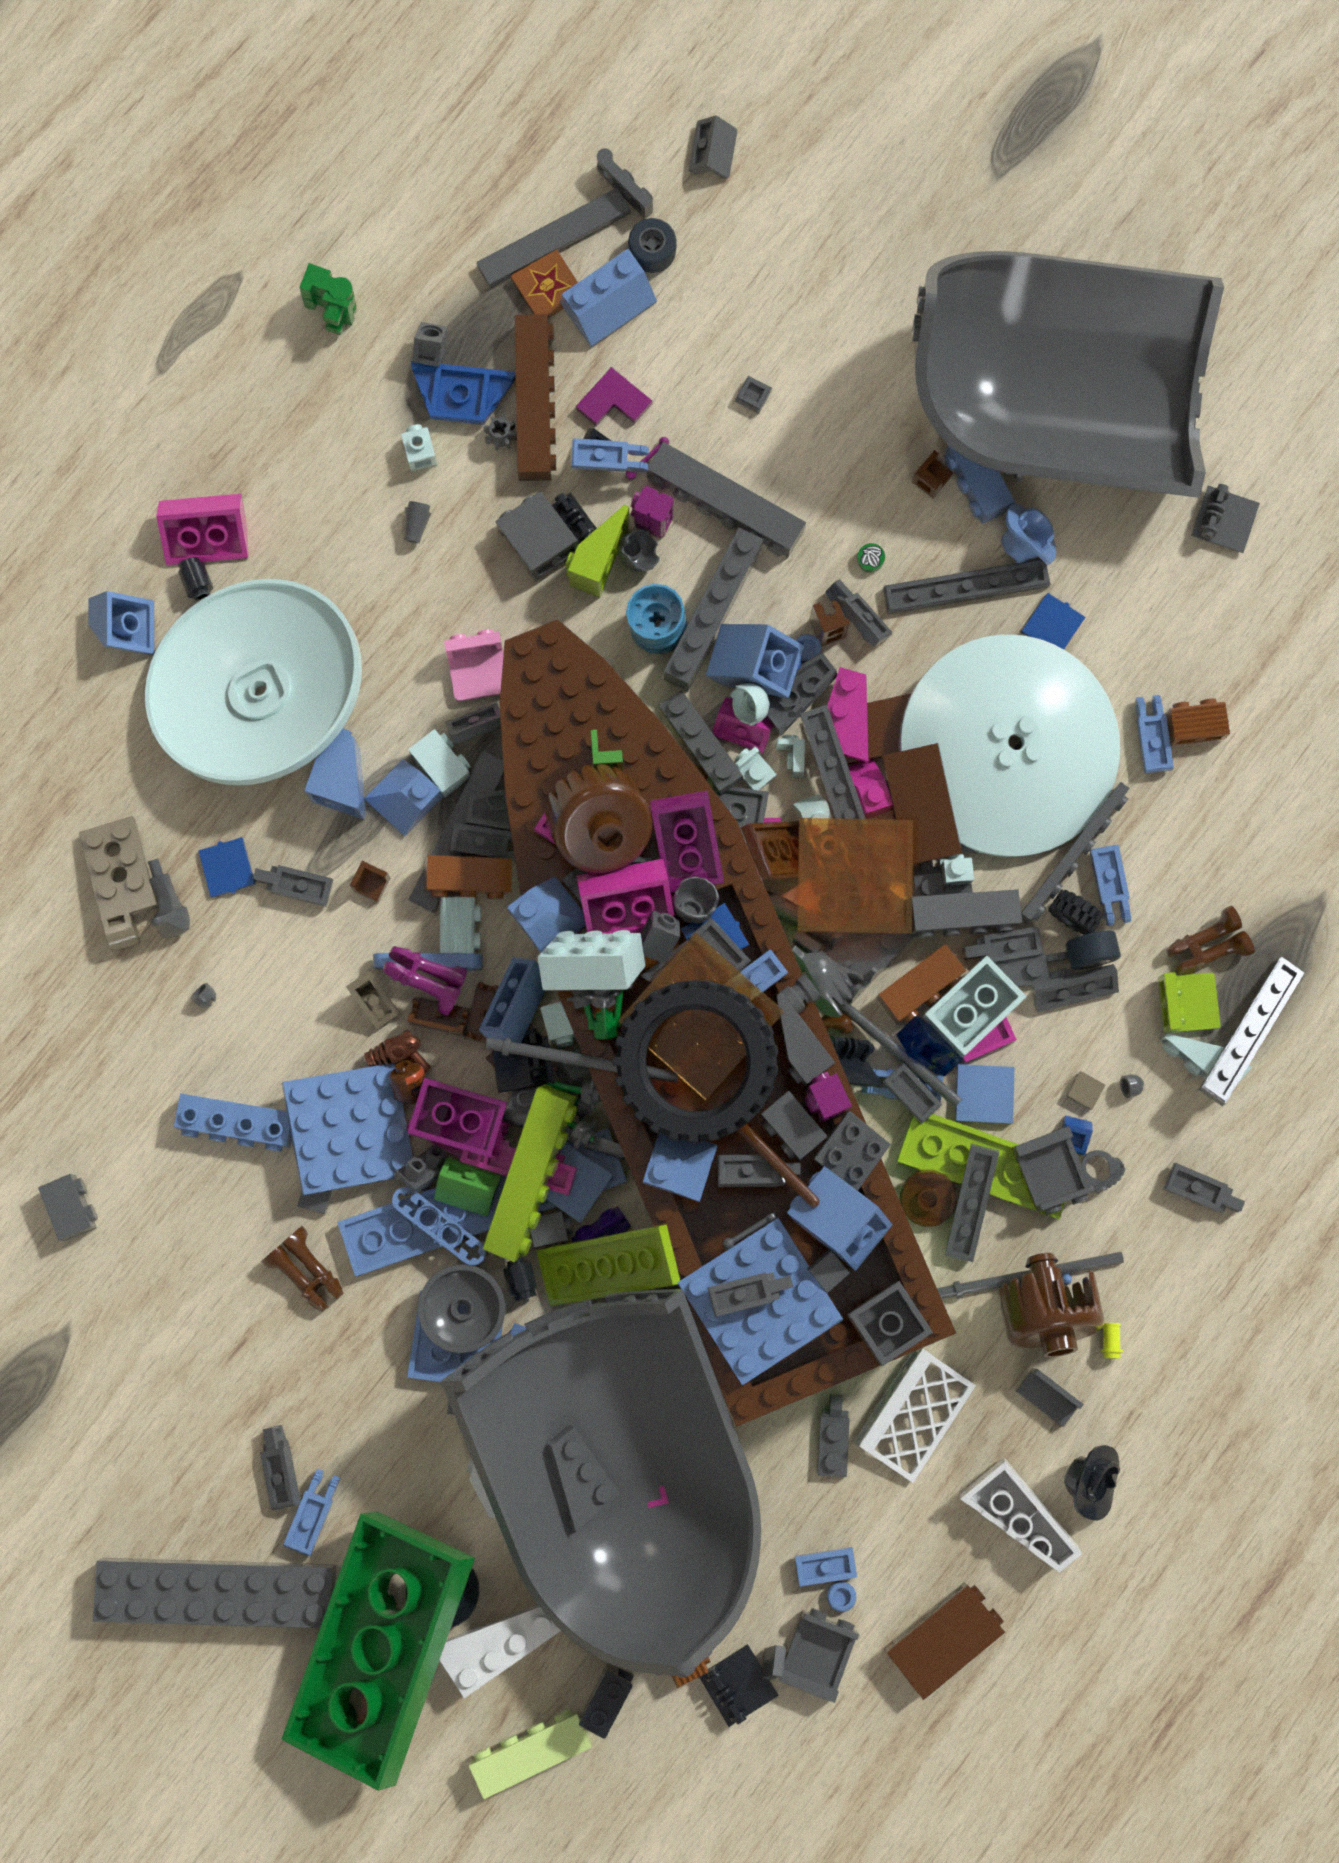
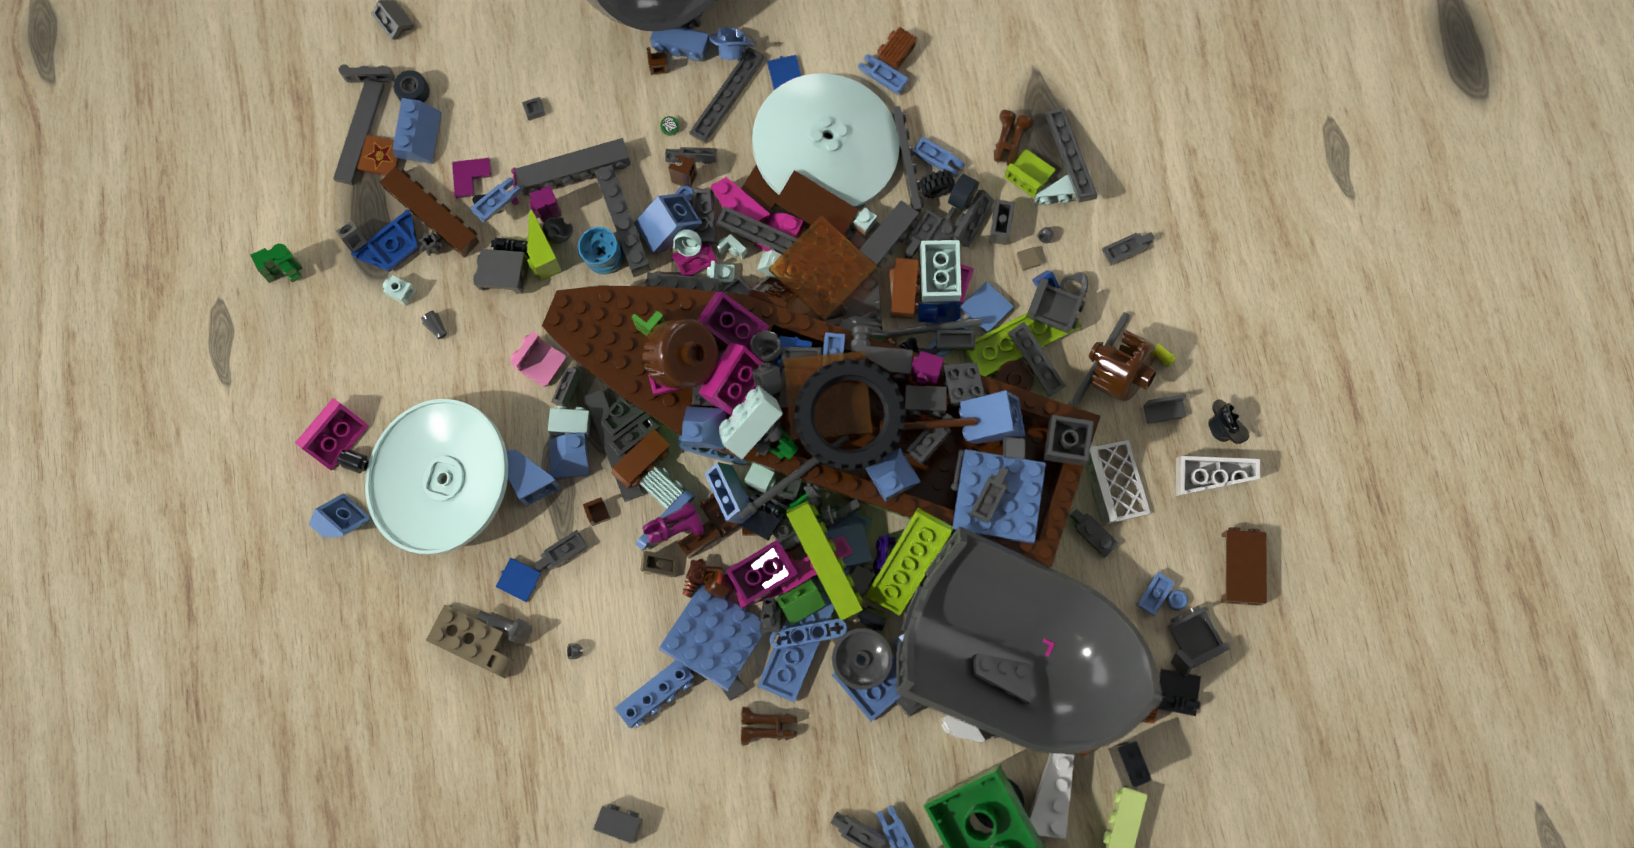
camera: 45 degrees left, 5 degrees down
(1098, 1023) = (1001, 222): none -> dark grey brick

